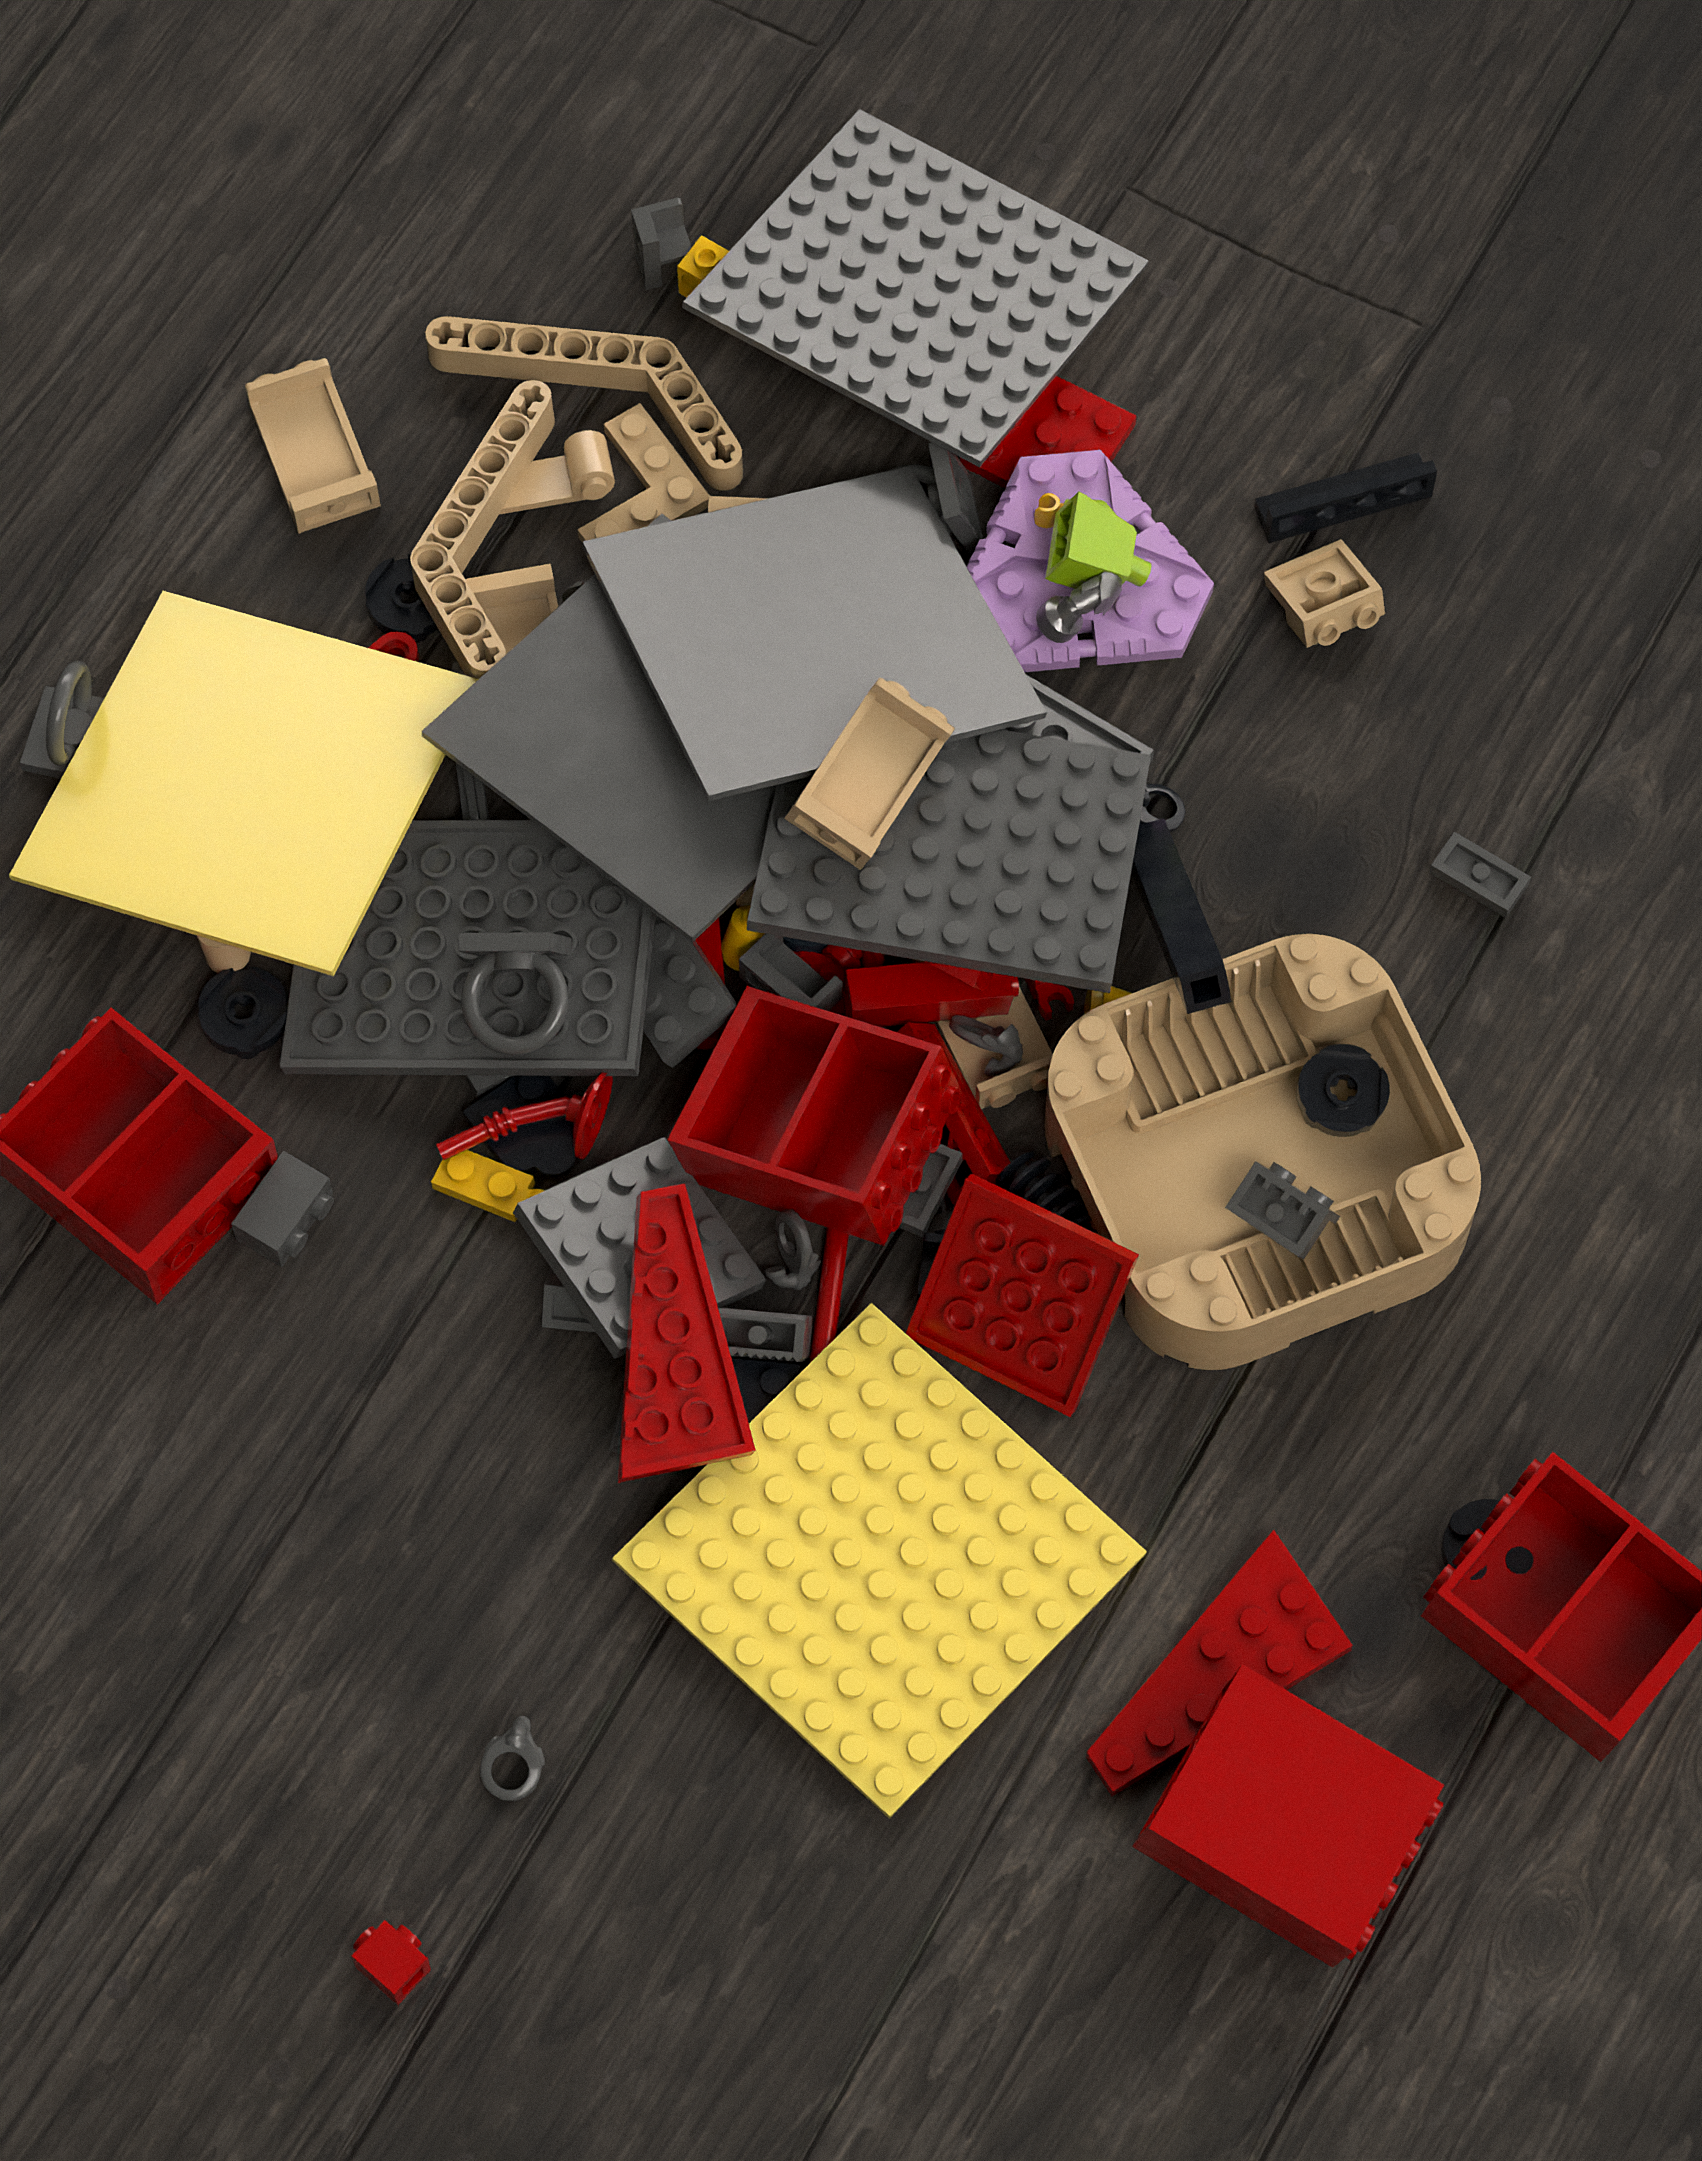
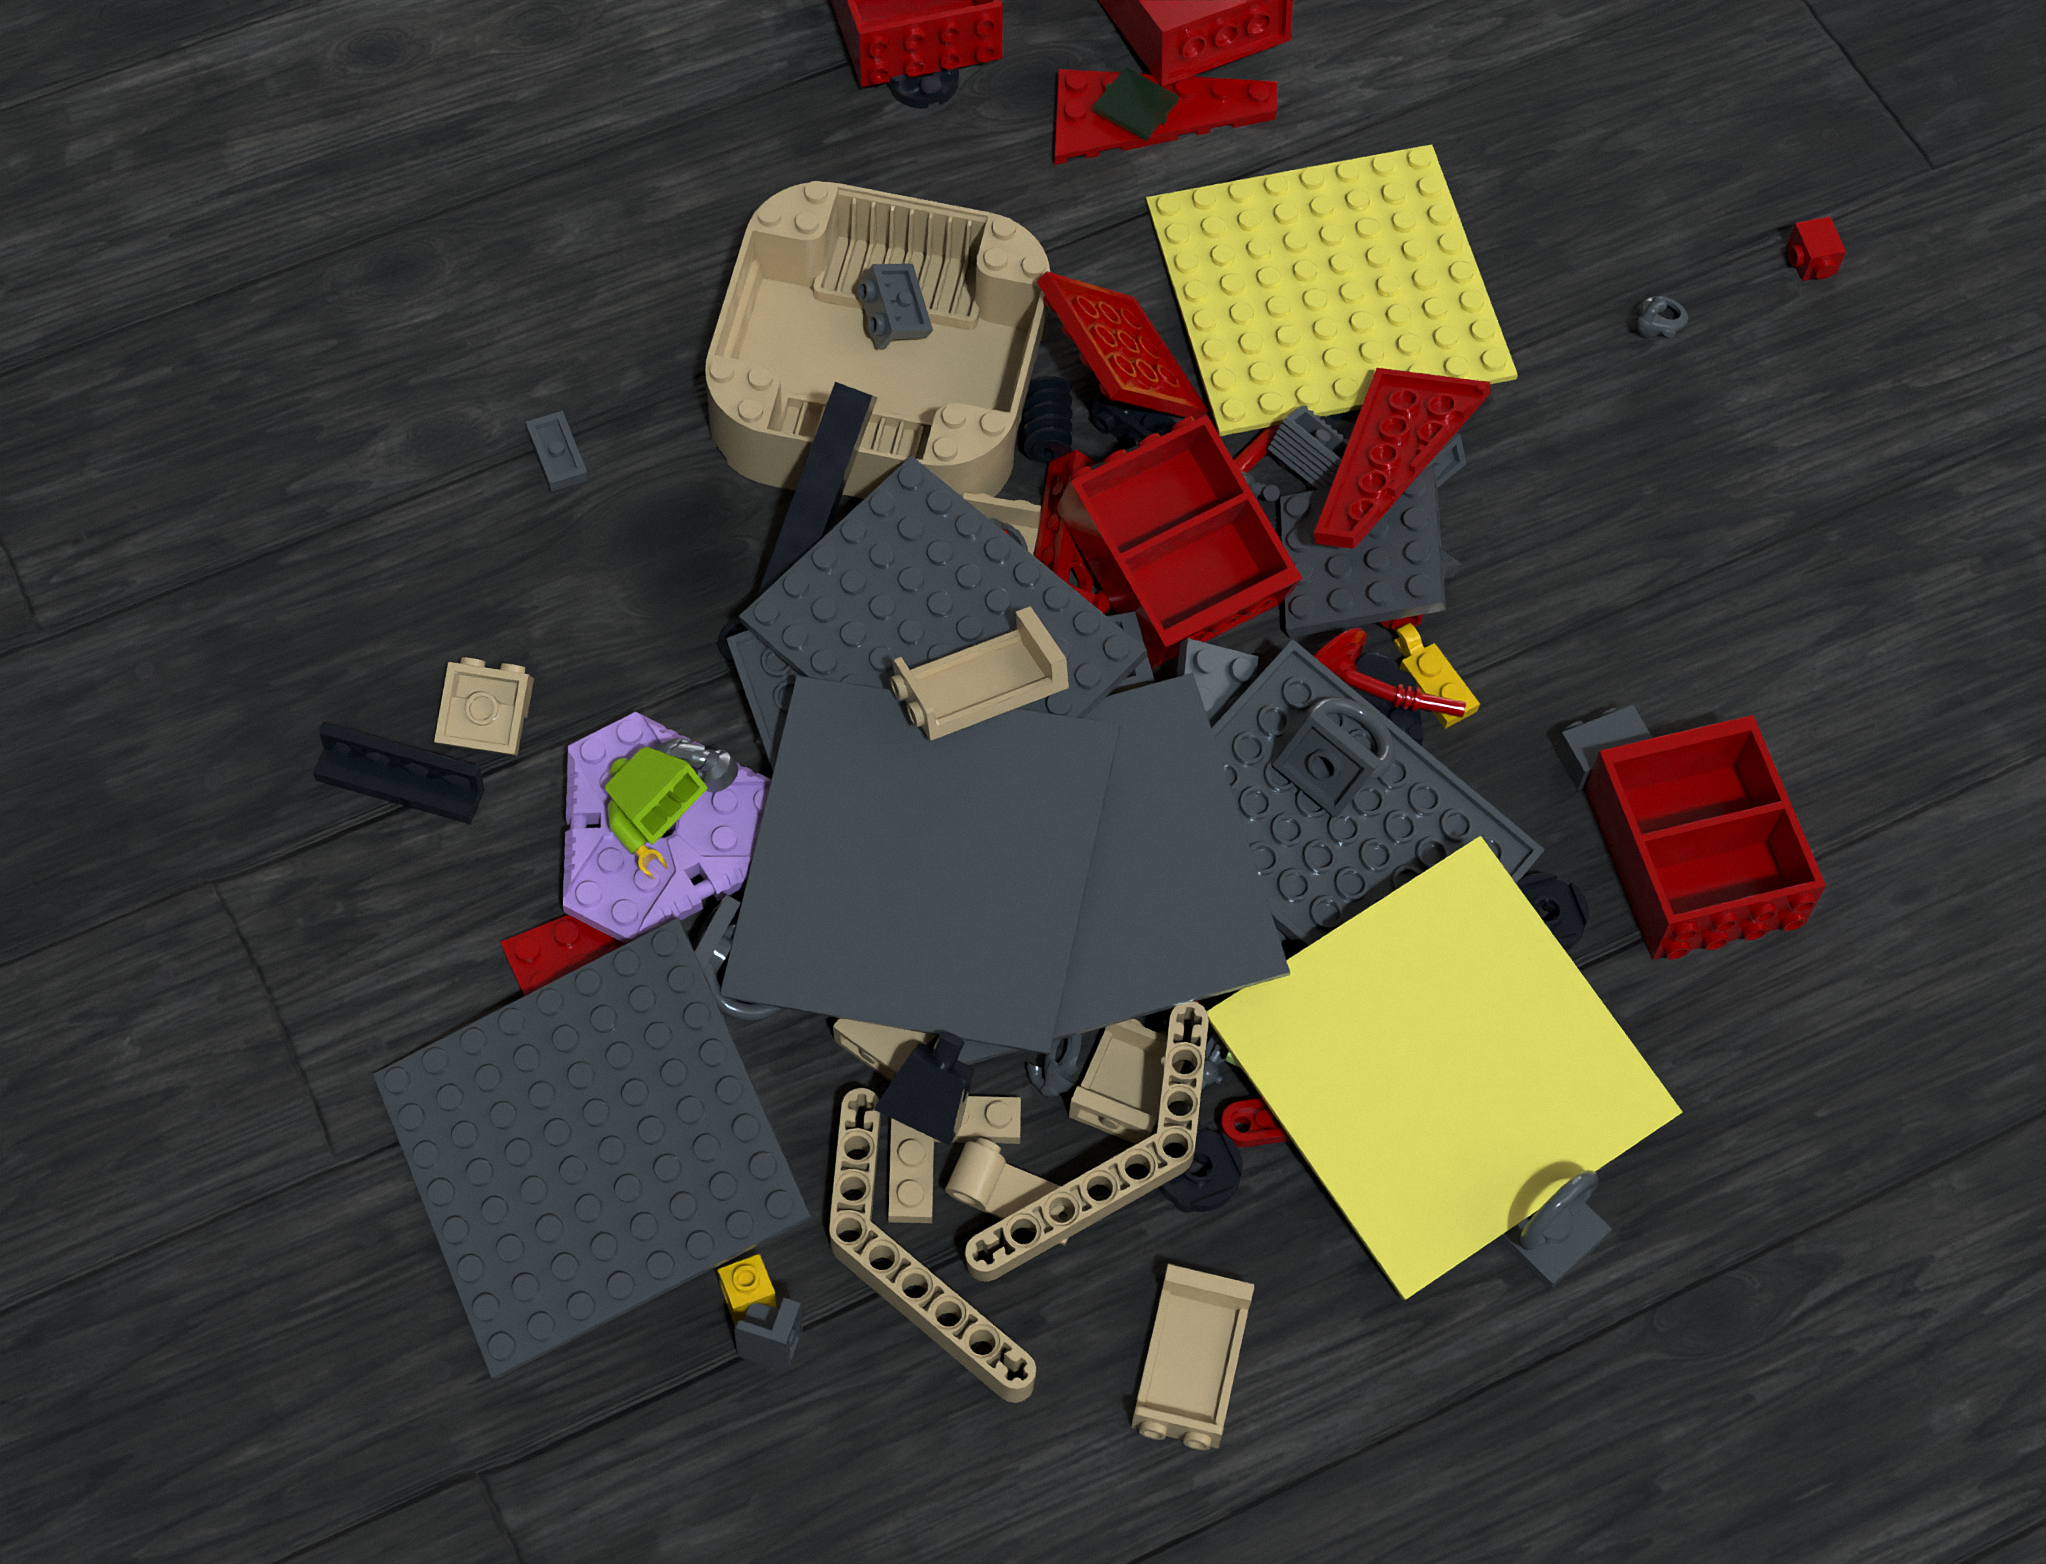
camera: 150 degrees left, 5 degrees down
(669, 479) = (930, 1089): none -> black torso
(1232, 1636) = (1136, 103): none -> clear green piece
(1362, 1073) = (800, 338): black plate -> none

